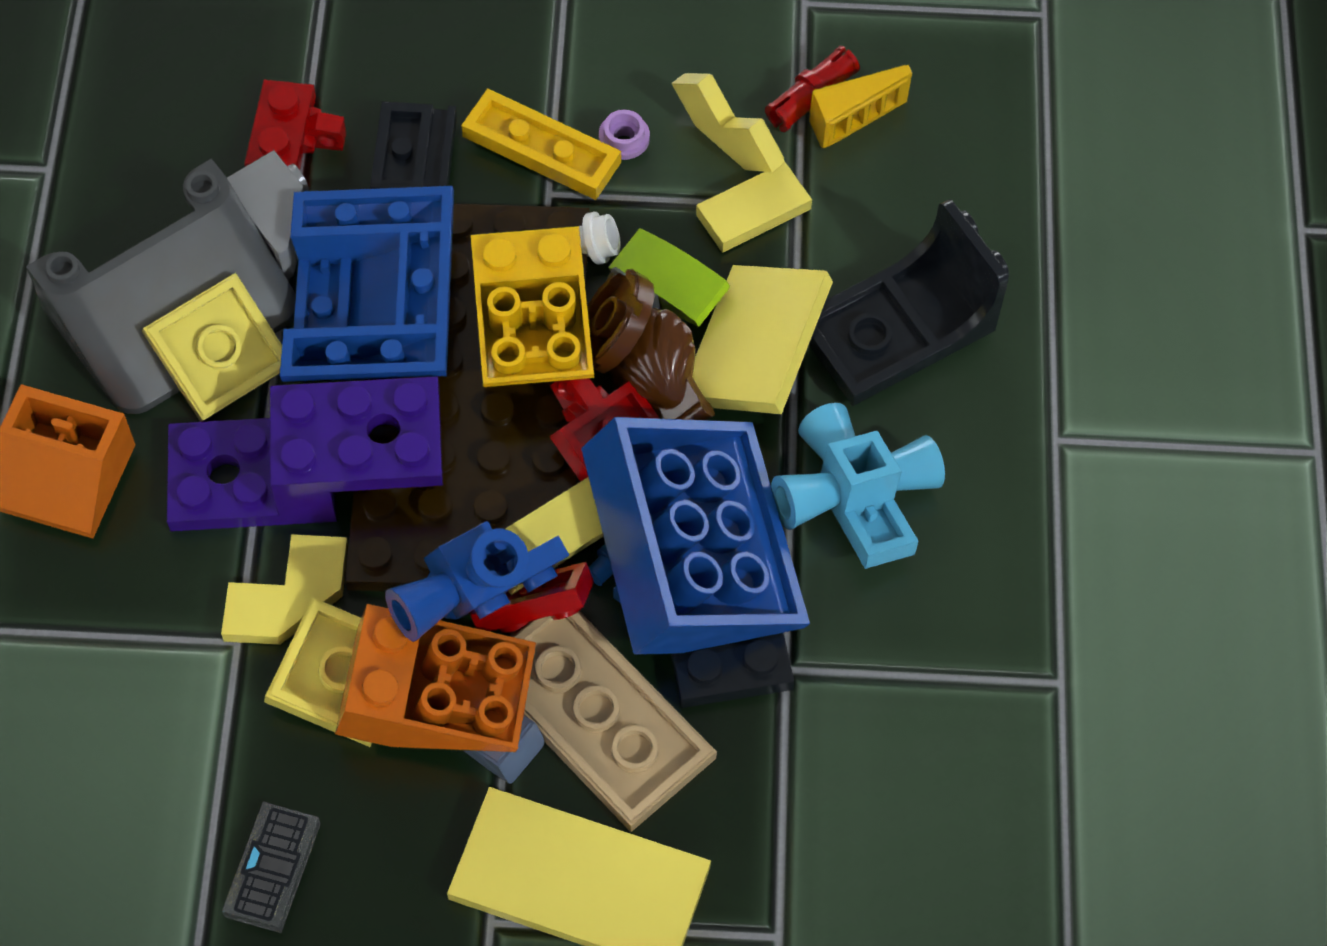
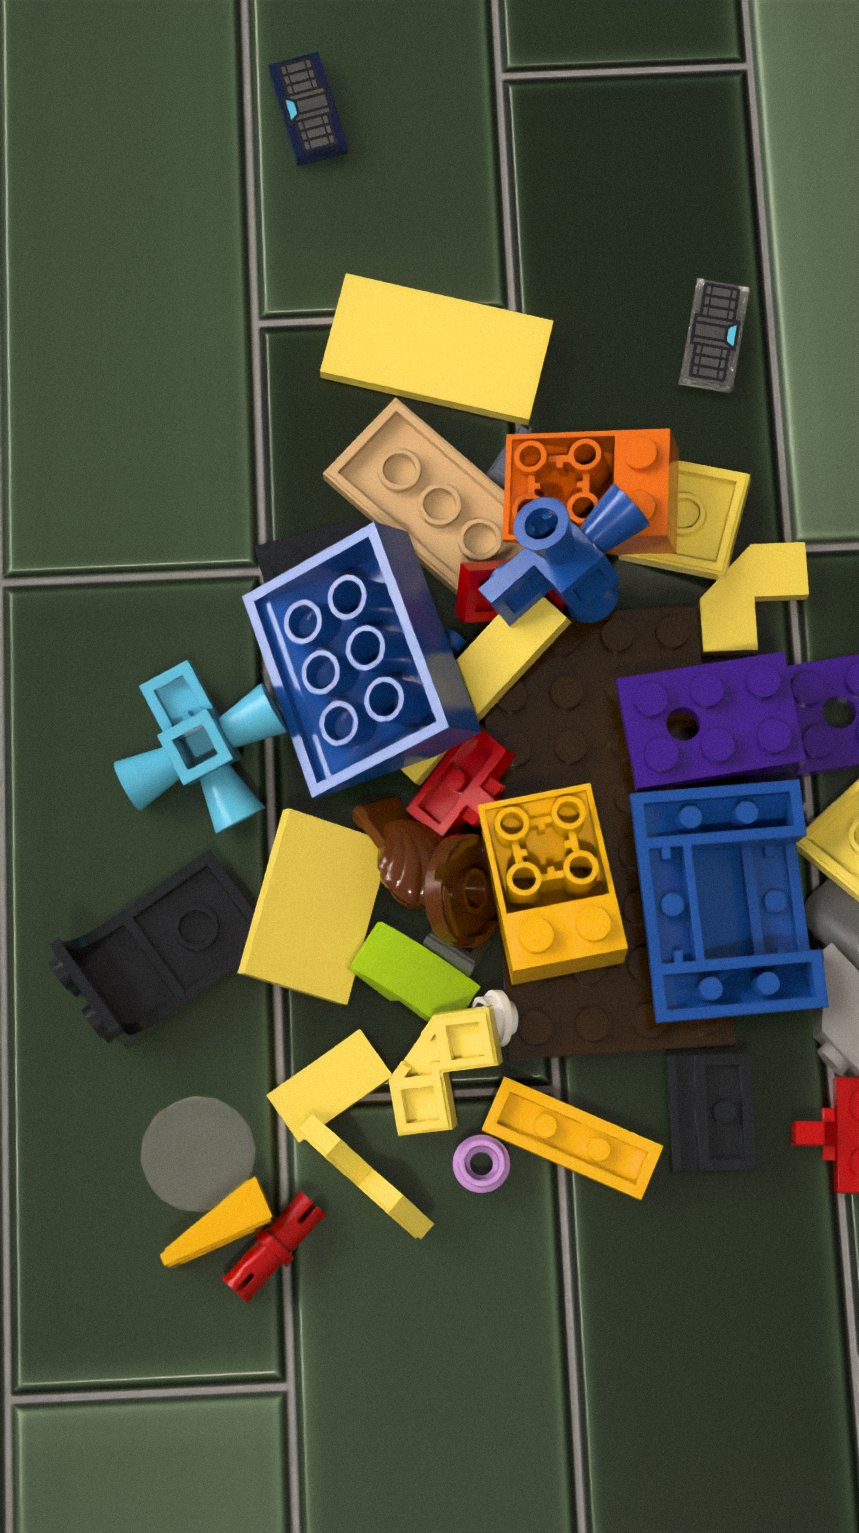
camera: 175 degrees right, 15 degrees up
(667, 196) = (422, 1080): none -> light yellow tile
(875, 168) = (197, 1153): none -> clear tile

